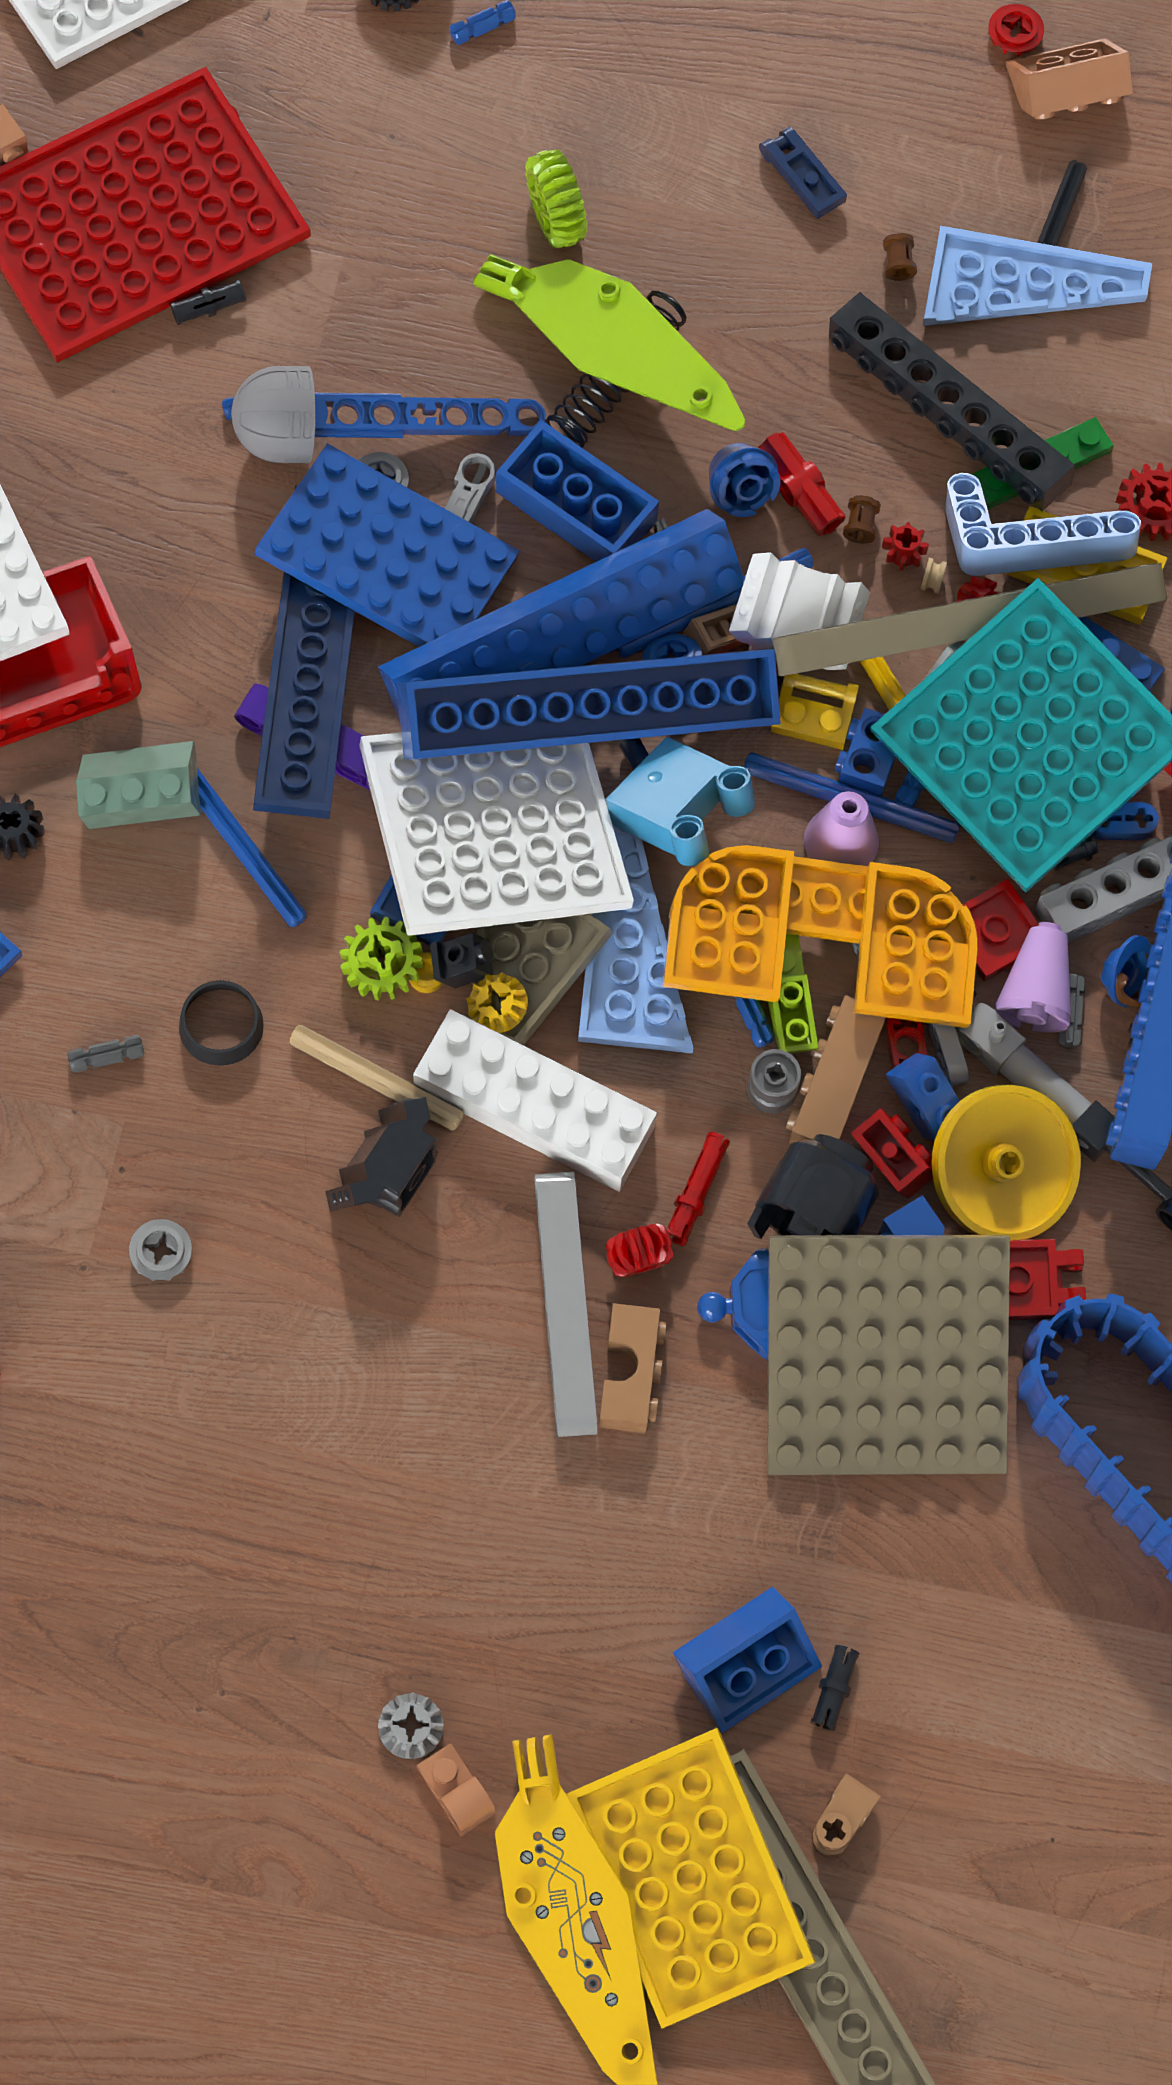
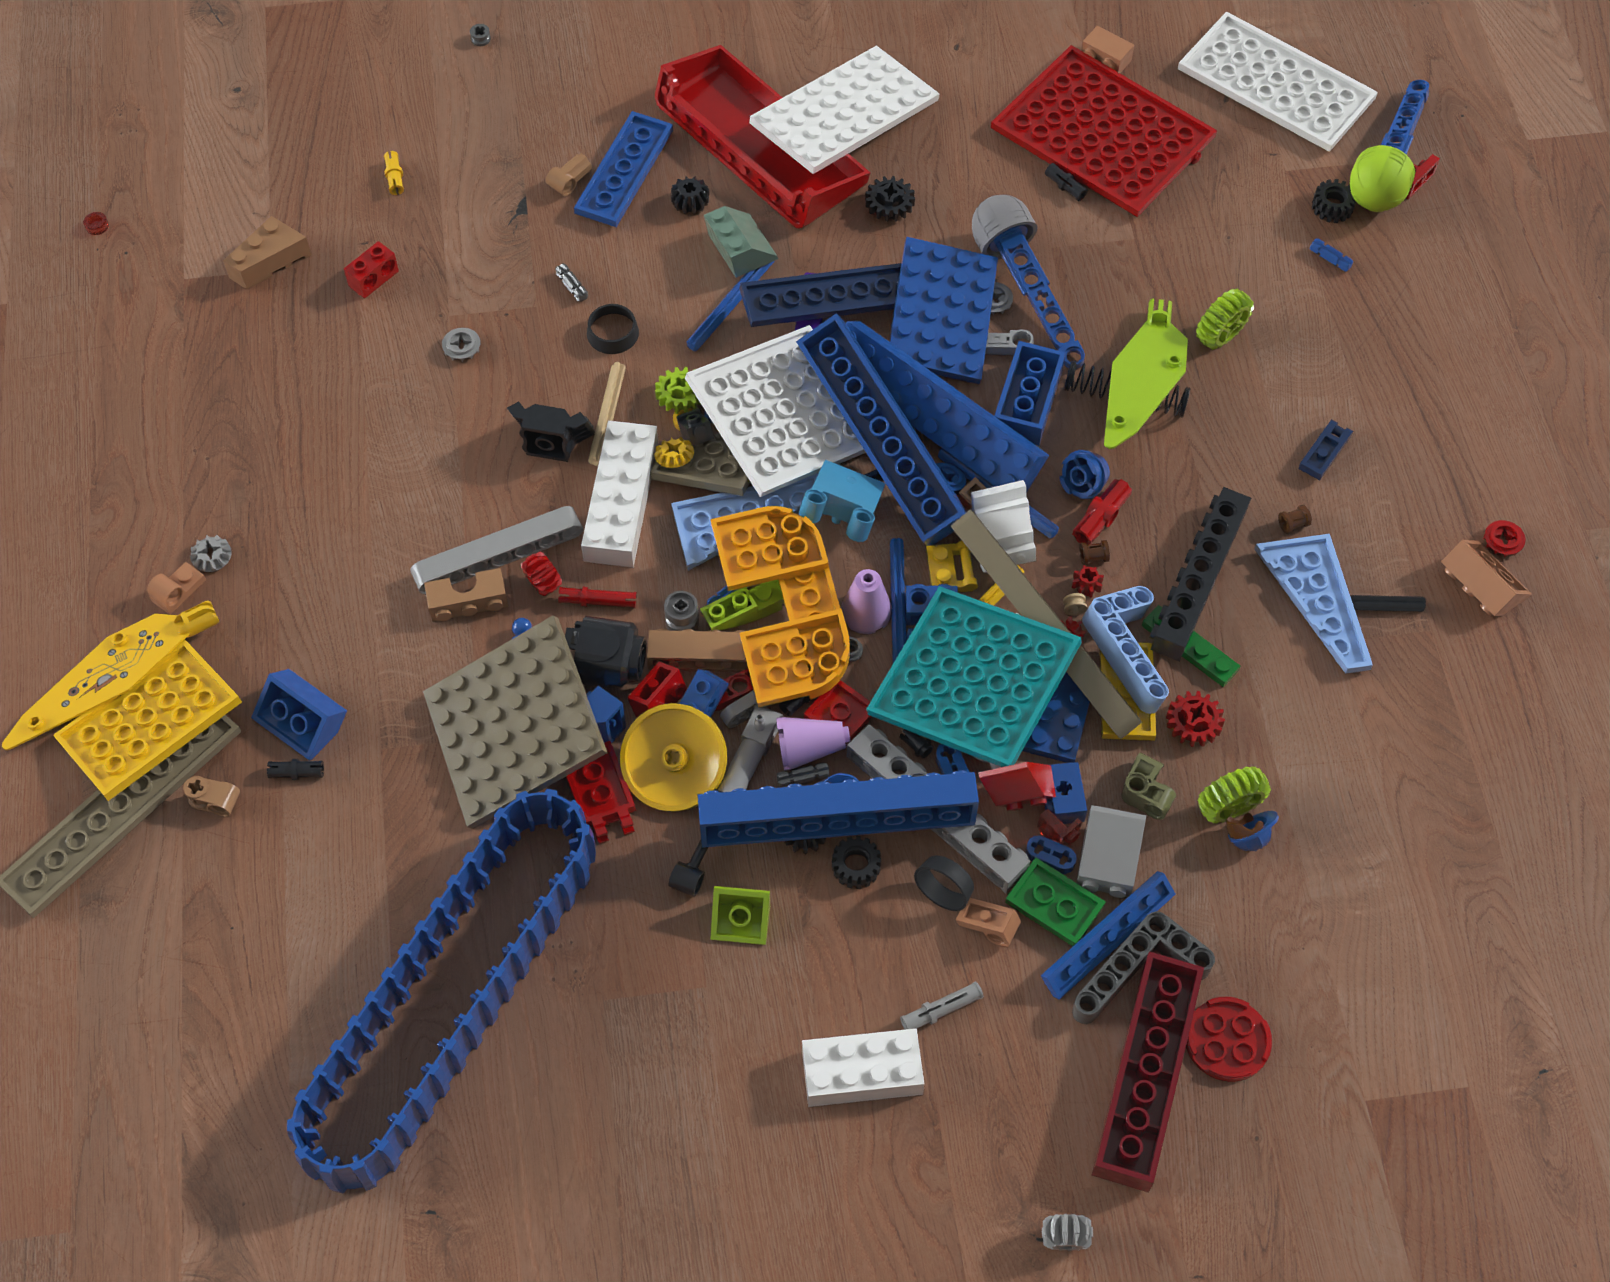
camera: 75 degrees right, 10 degrees down
(149, 559) = (889, 198): none -> black gear

